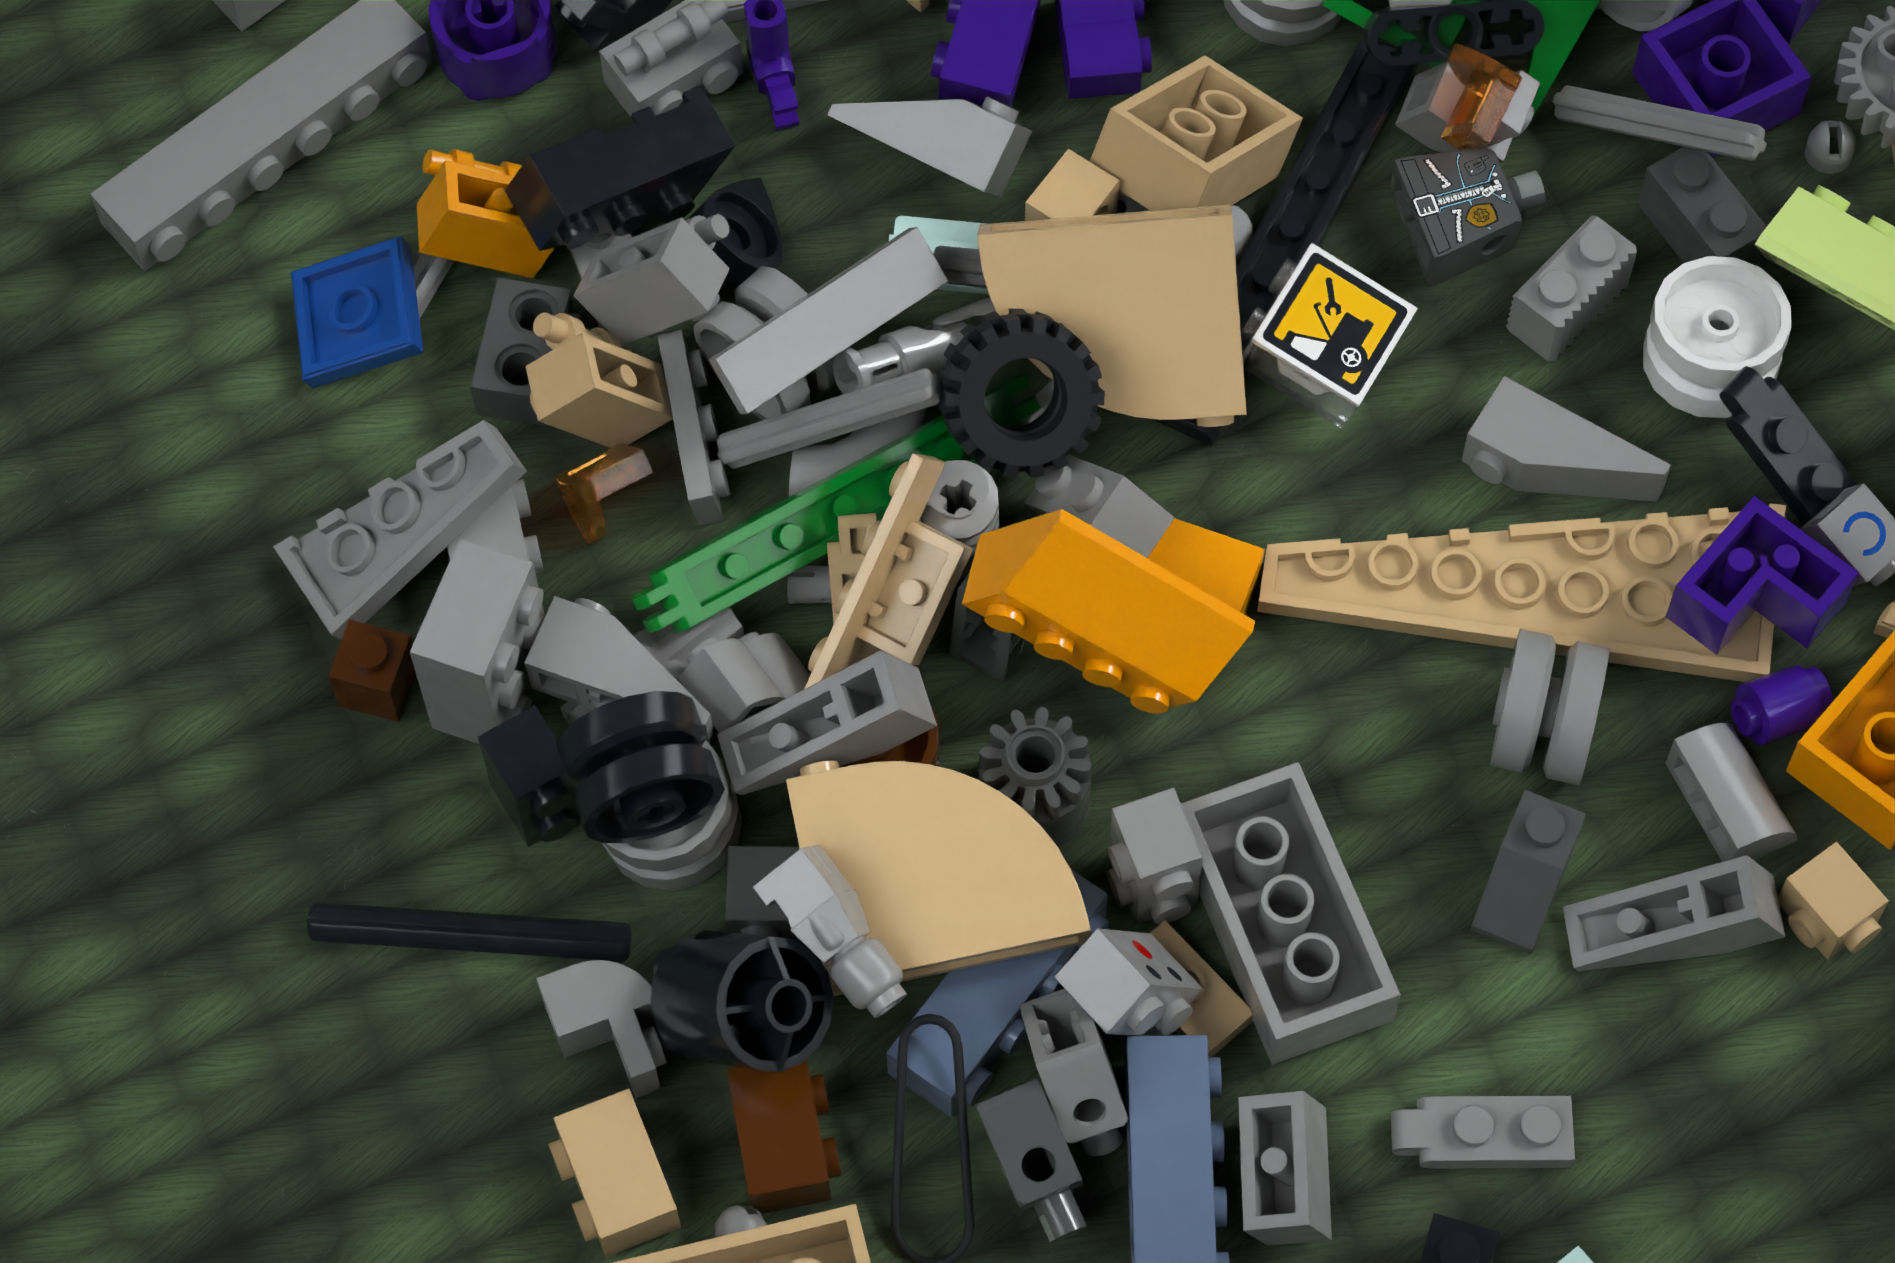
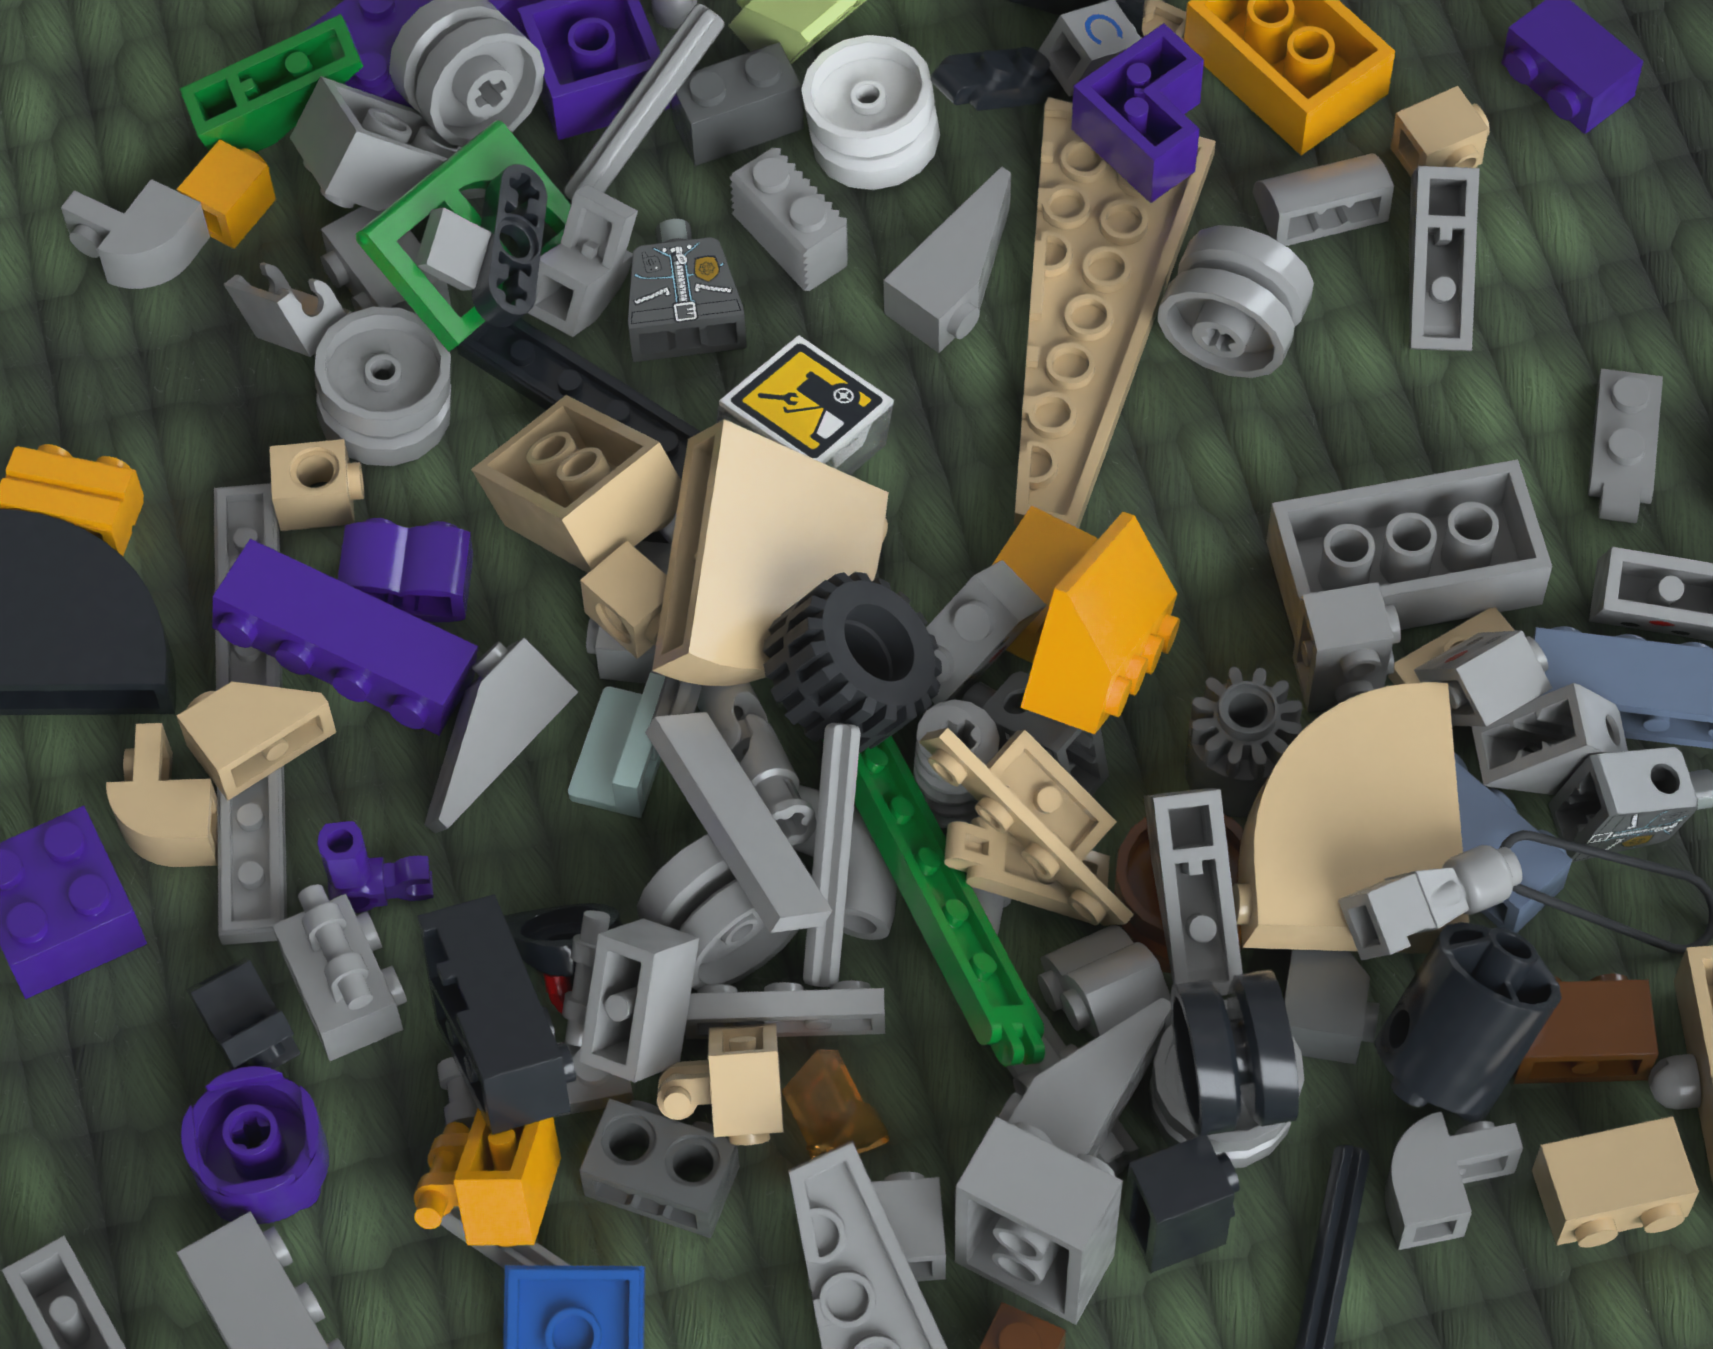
camera: 80 degrees left, 5 degrees down
(1483, 100) = (595, 237): clear orange tile -> none
(1528, 871) = (1380, 359): dark grey slope -> none
(1780, 703) = (1243, 138): dark purple brick -> none

